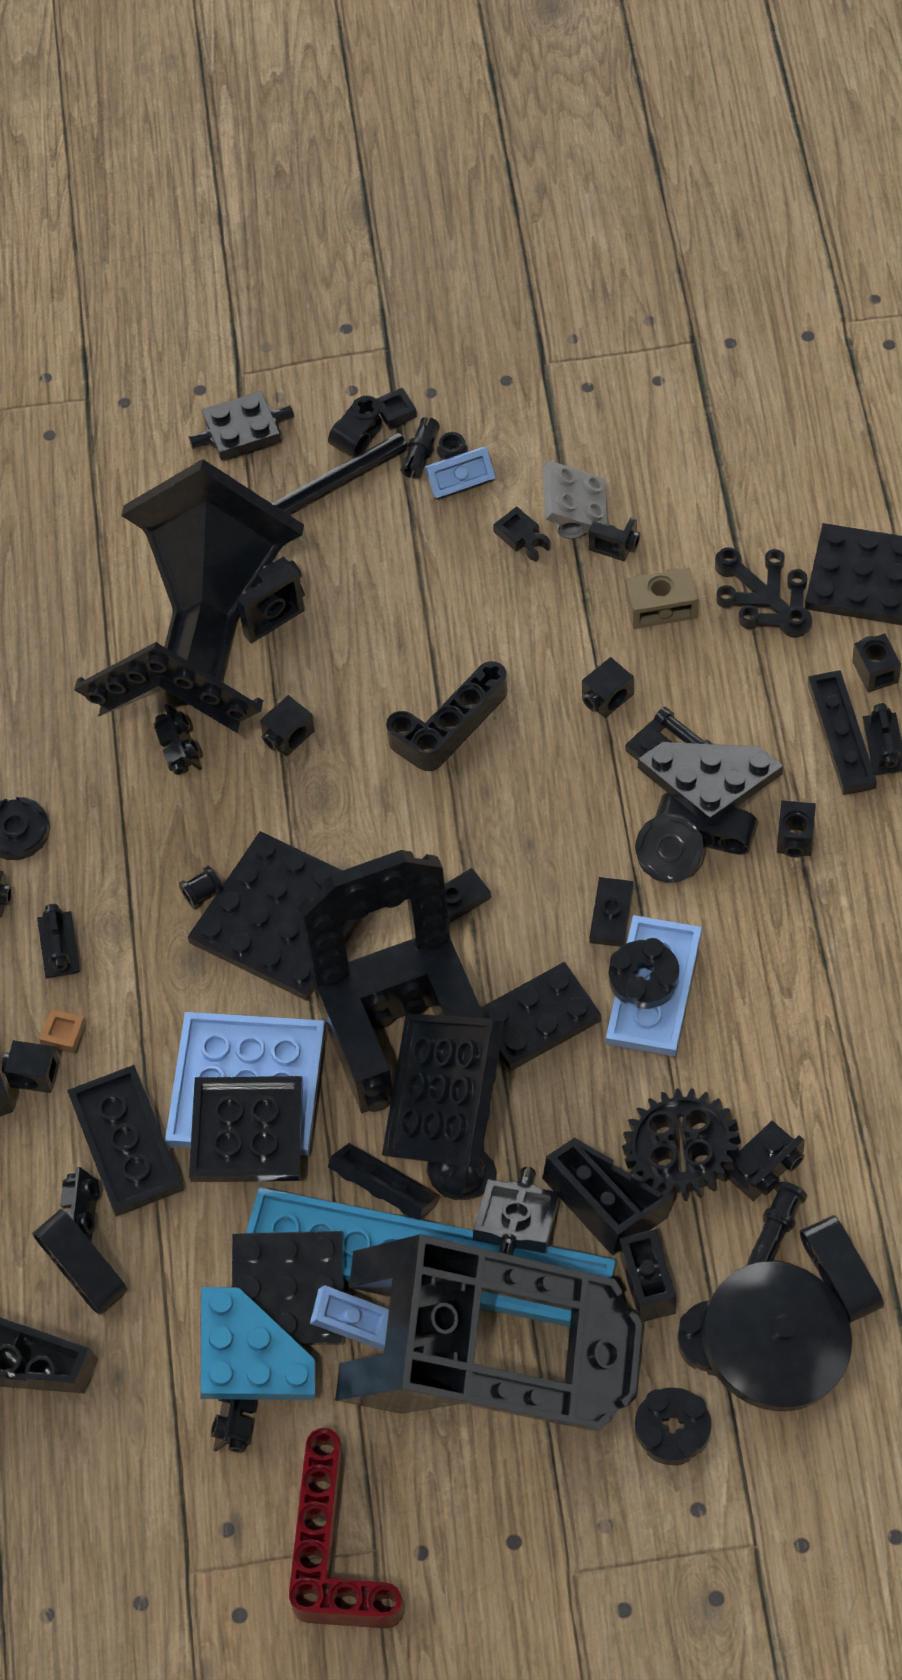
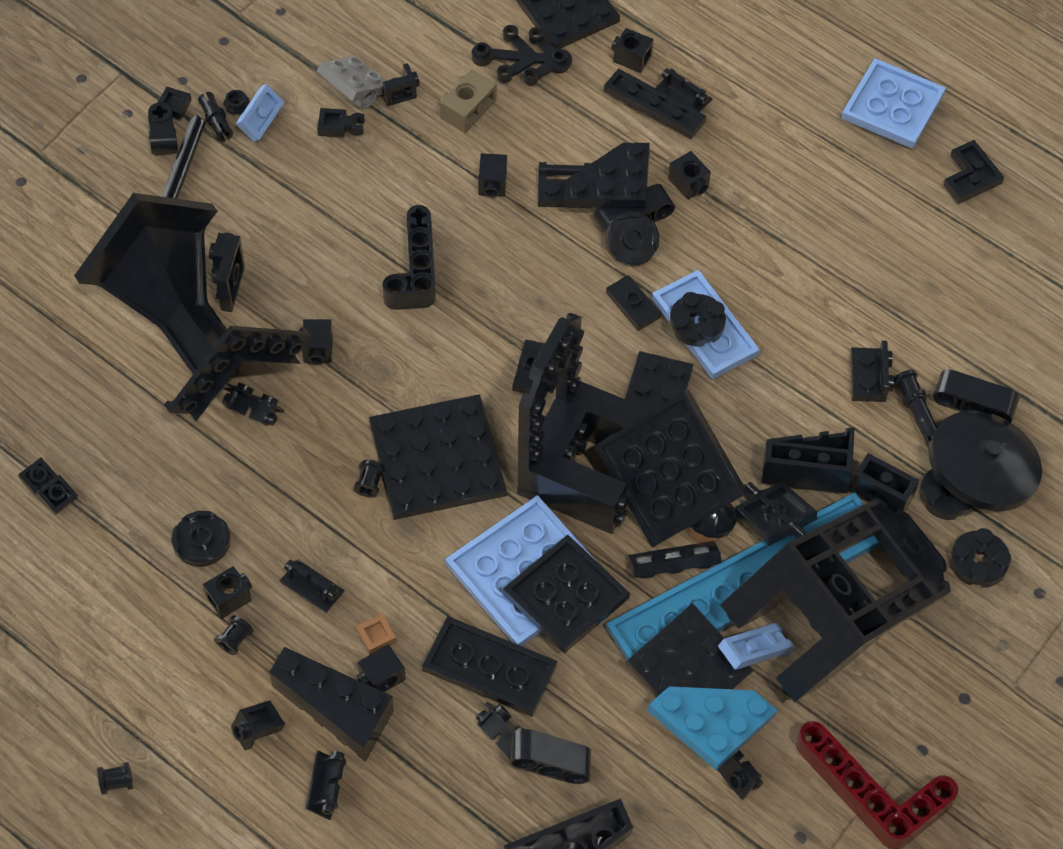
camera: 50 degrees left, 0 degrees up
(241, 425) = (78, 183): plate -> none
(715, 1139) = (837, 382): black gear -> none

